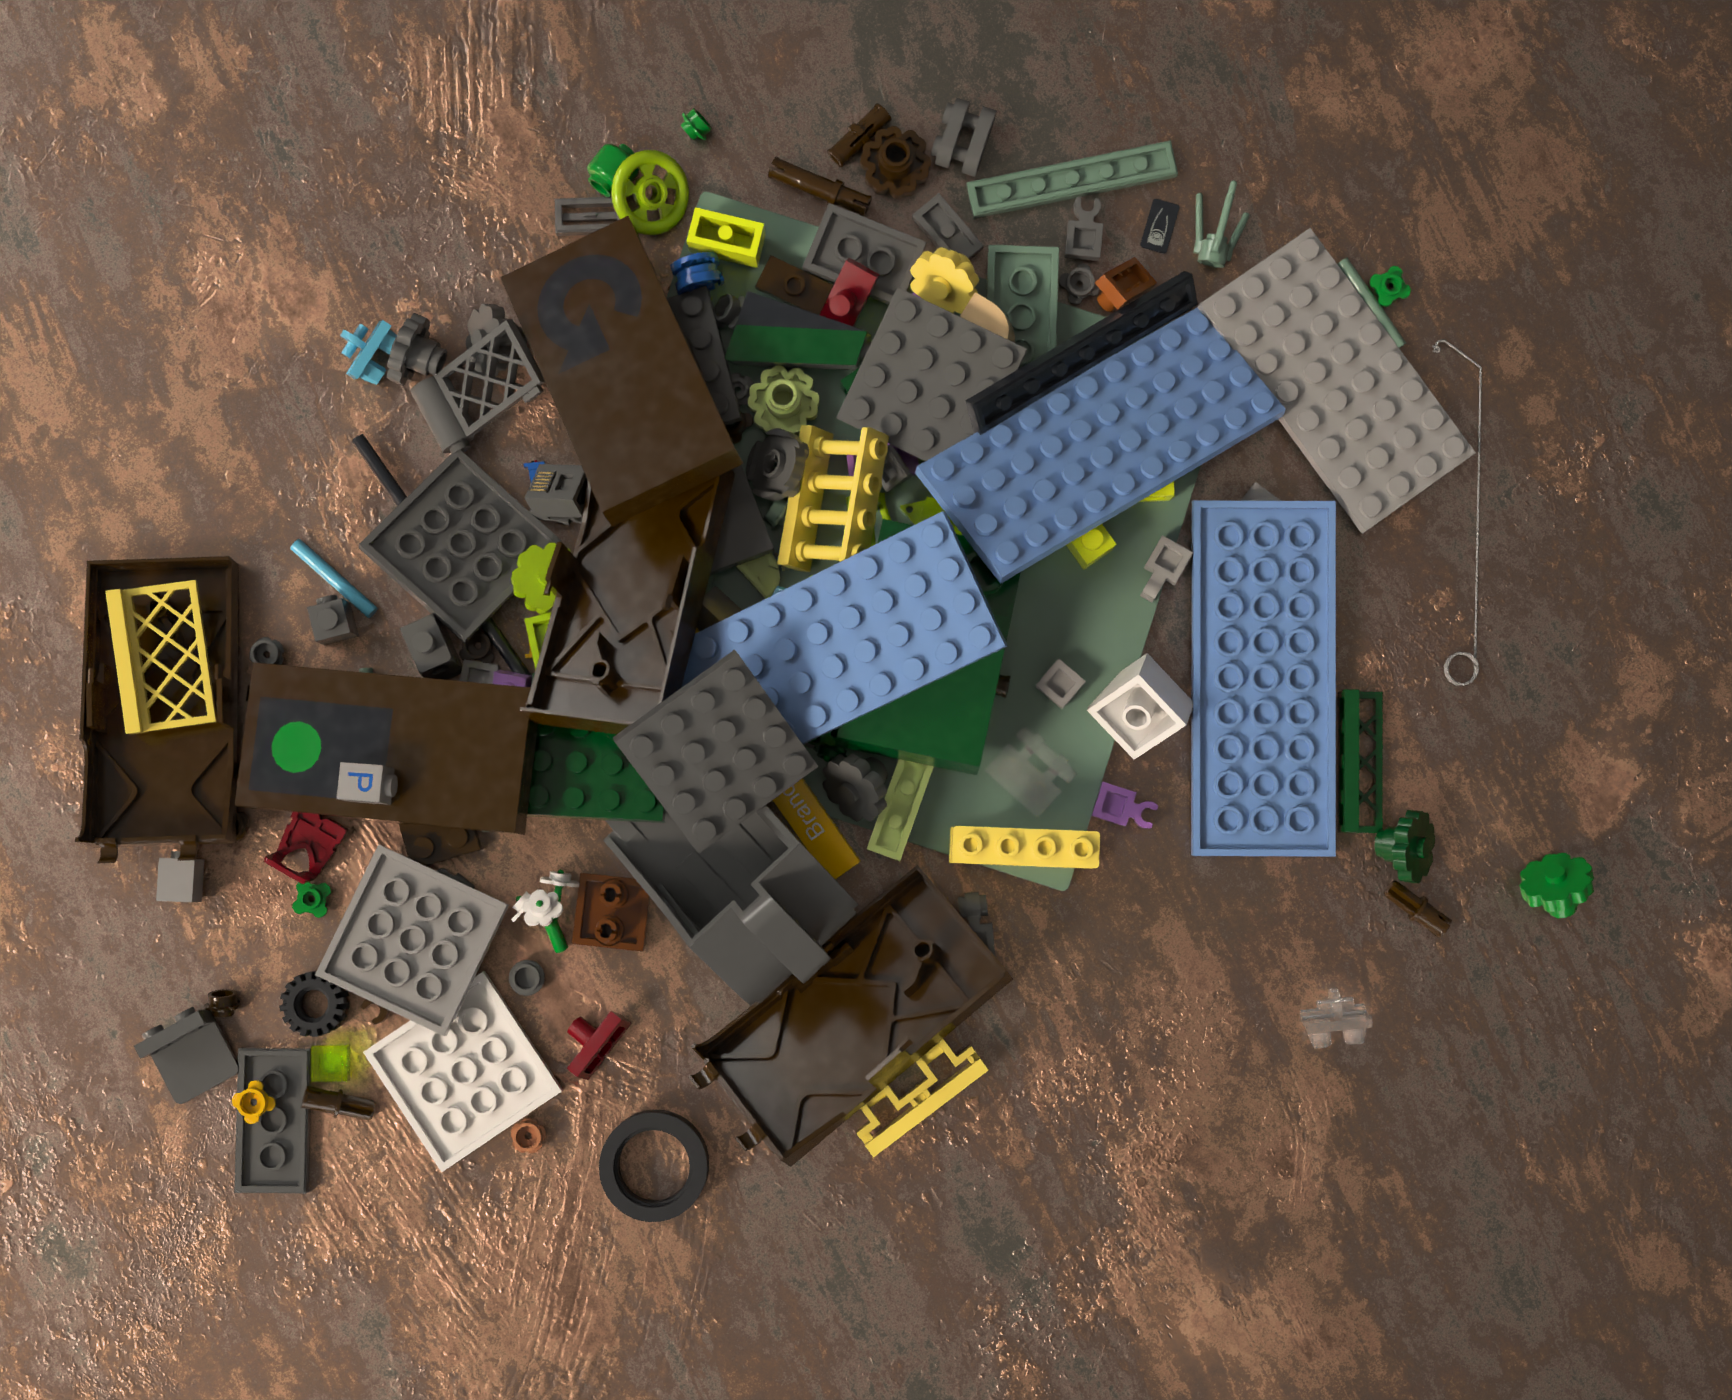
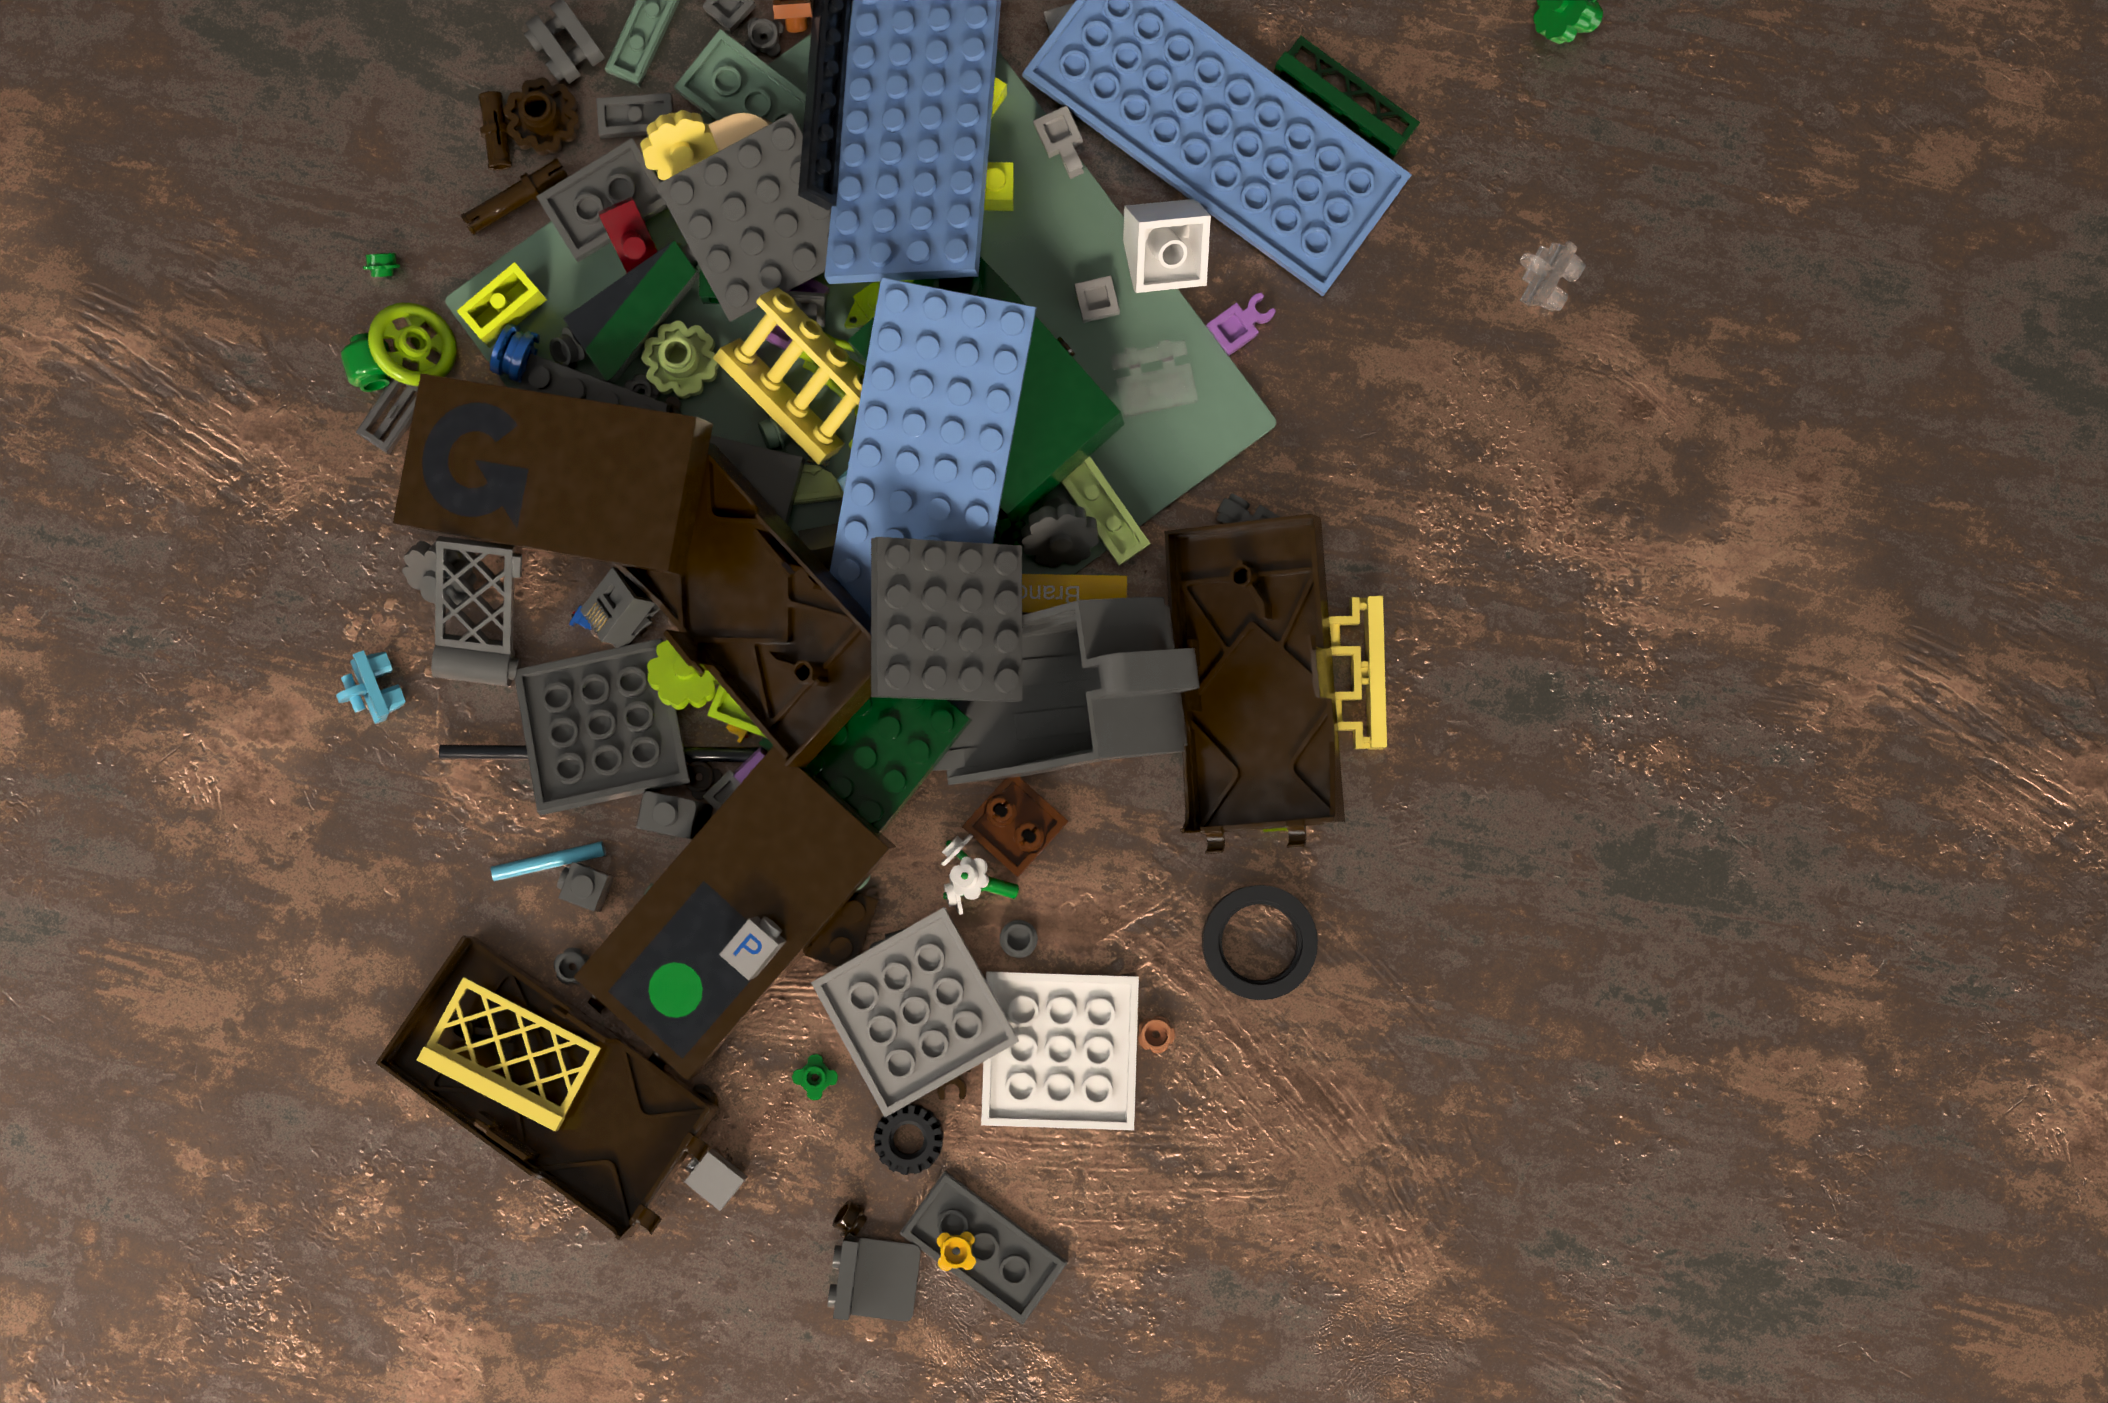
camera: 55 degrees left, 0 degrees up
(316, 836) = (760, 1036): dark red piece -> none
(330, 1063) = (970, 1161): clear neon green plate -> none
(337, 1103) = (1009, 1179): dark brown axle -> none
(414, 351) = (402, 645): dark grey plant -> none
(595, 1042) = (1117, 918): dark red tile -> none
(785, 479) = (748, 398): dark grey plate -> none
(793, 286) = (585, 279): dark brown plate -> none
(1024, 847) = (1215, 427): light yellow fence -> none
(1408, 846) = (1446, 107): dark green plant -> none
(1418, 909) = (1506, 138): dark brown axle -> none

